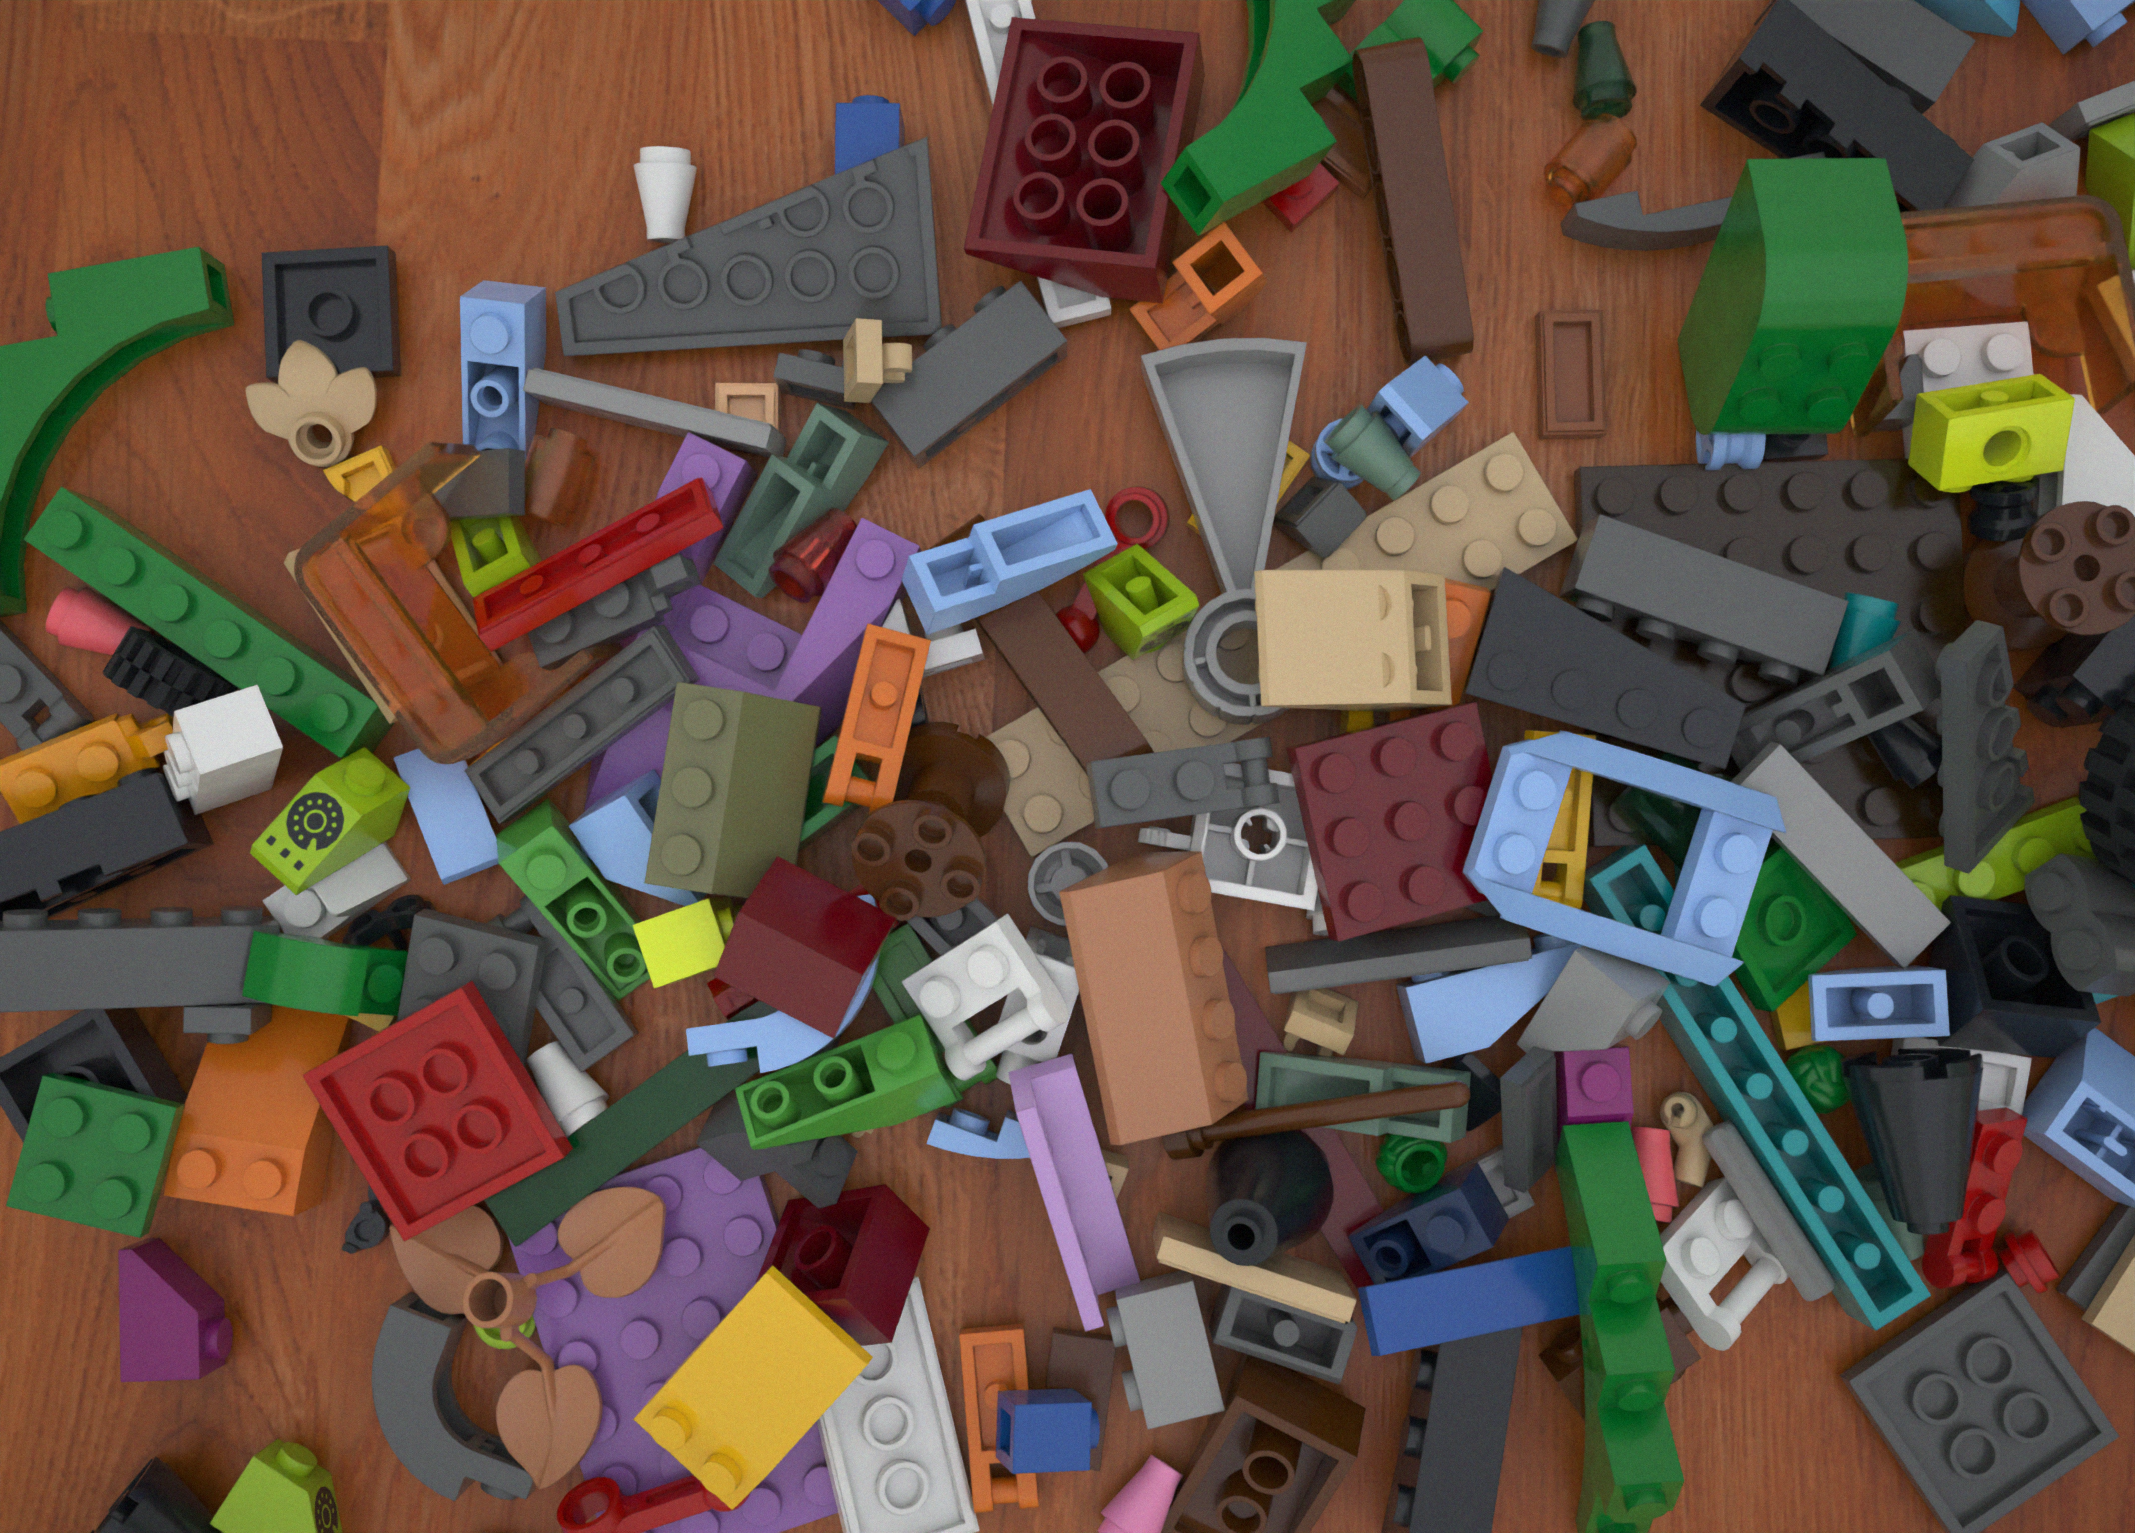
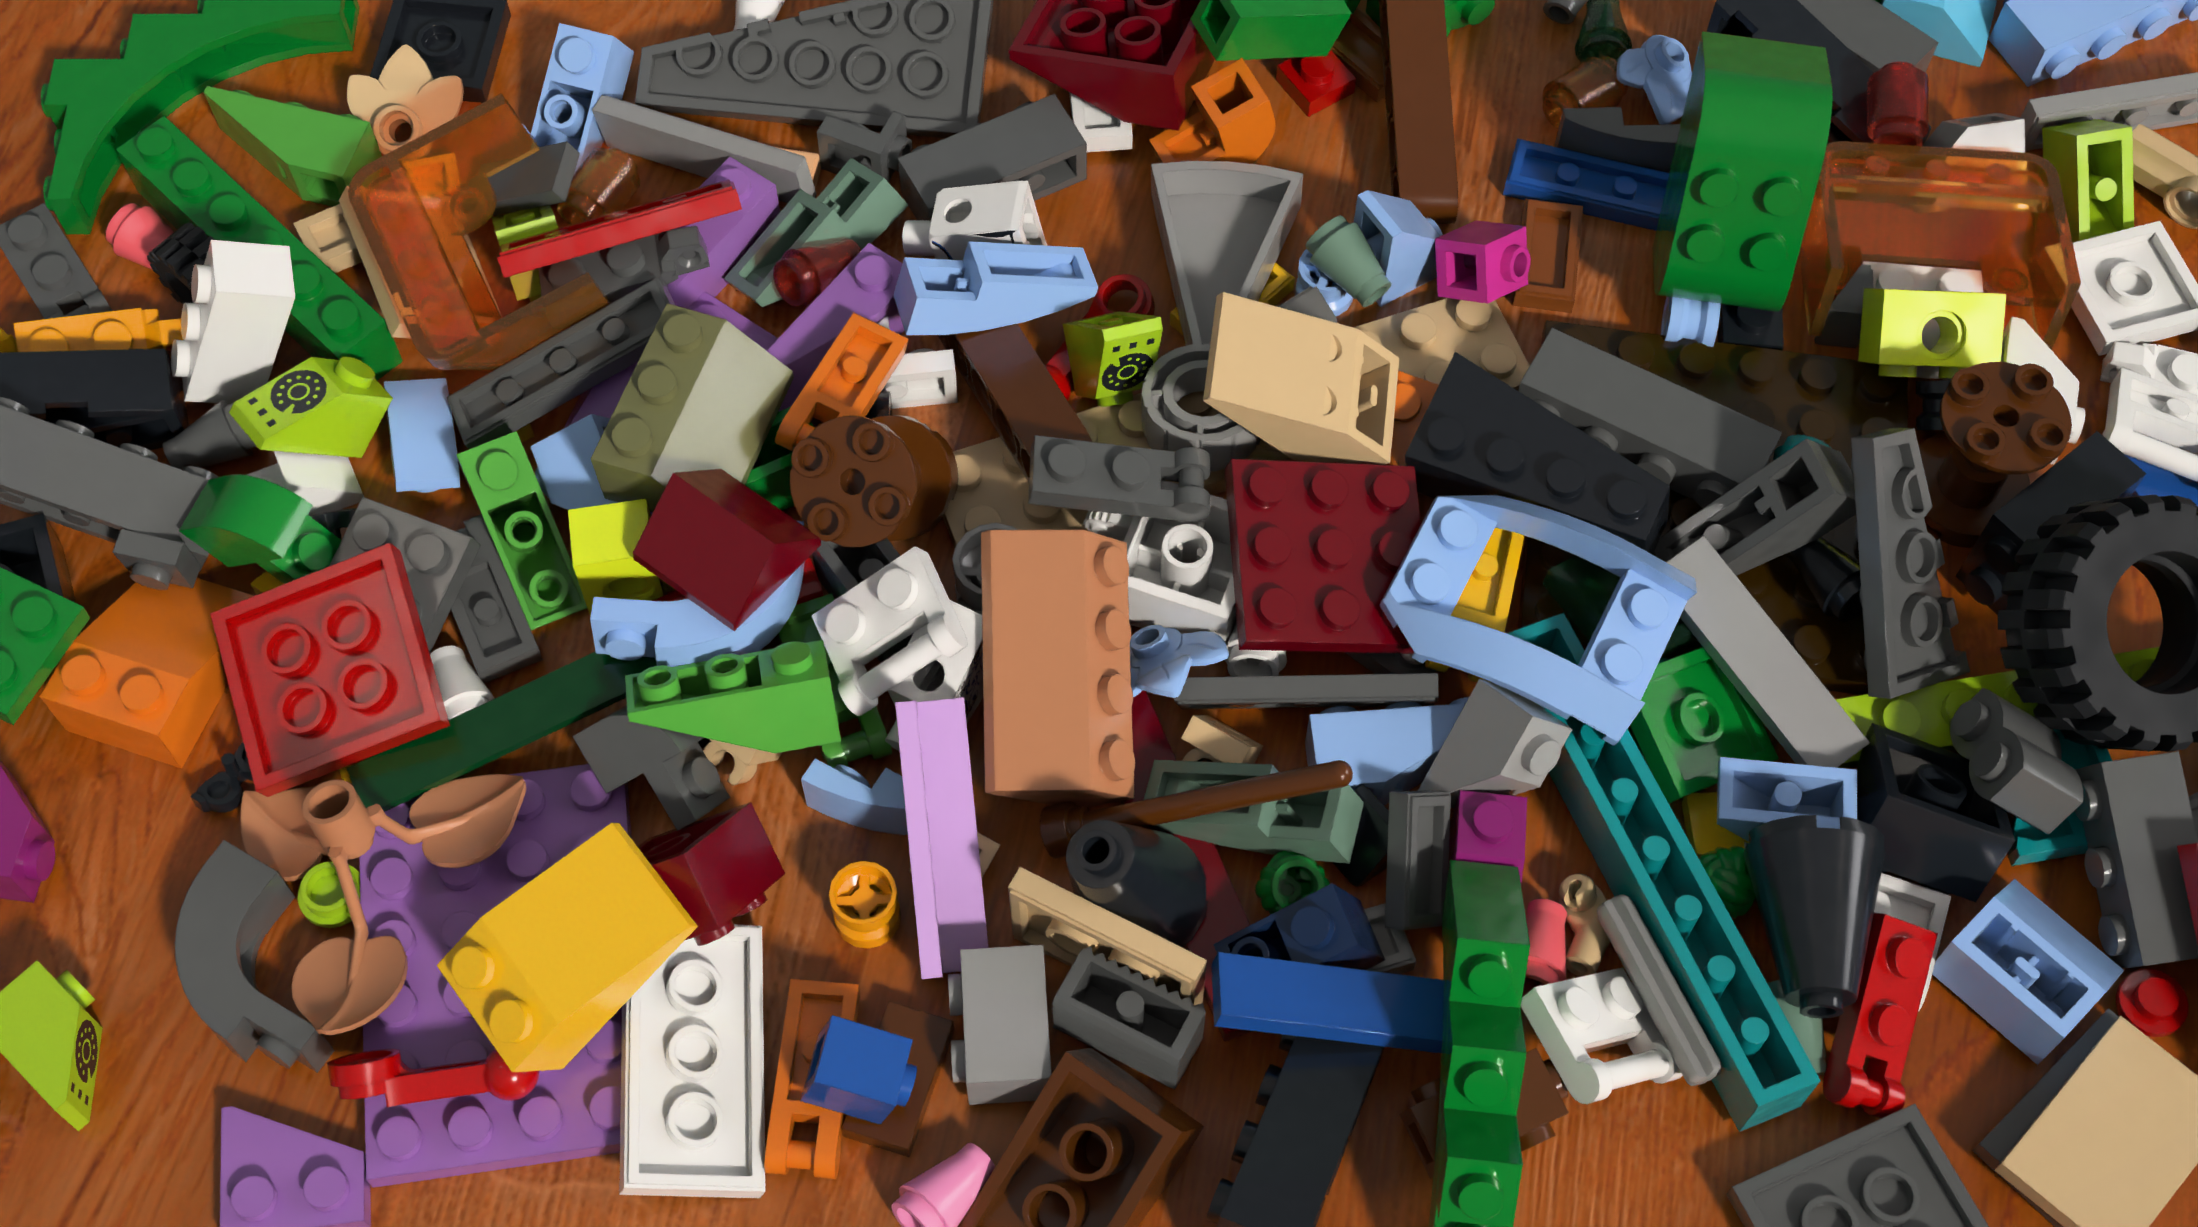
camera: 10 degrees right, 25 degrees down
(229, 852) = (209, 440): none -> dark grey cone
(238, 485) = (299, 145): none -> bright green slope
(278, 591) = (329, 238): none -> tan plate
(870, 362) = (909, 122): tan tile -> none
(999, 473) = (976, 214): none -> white torso
(1011, 1257) = (861, 890): none -> light orange wheel
(1257, 950) = (1164, 656): none -> light blue plate
(1509, 416) = (1482, 261): none -> dark pink brick
(1607, 275) = (1598, 184): none -> blue tile
(1677, 129) = (1662, 71): none -> light blue plate
(1944, 159) = (1898, 105): none -> clear red brick
(2028, 1261) = (1939, 1099): red plate -> none

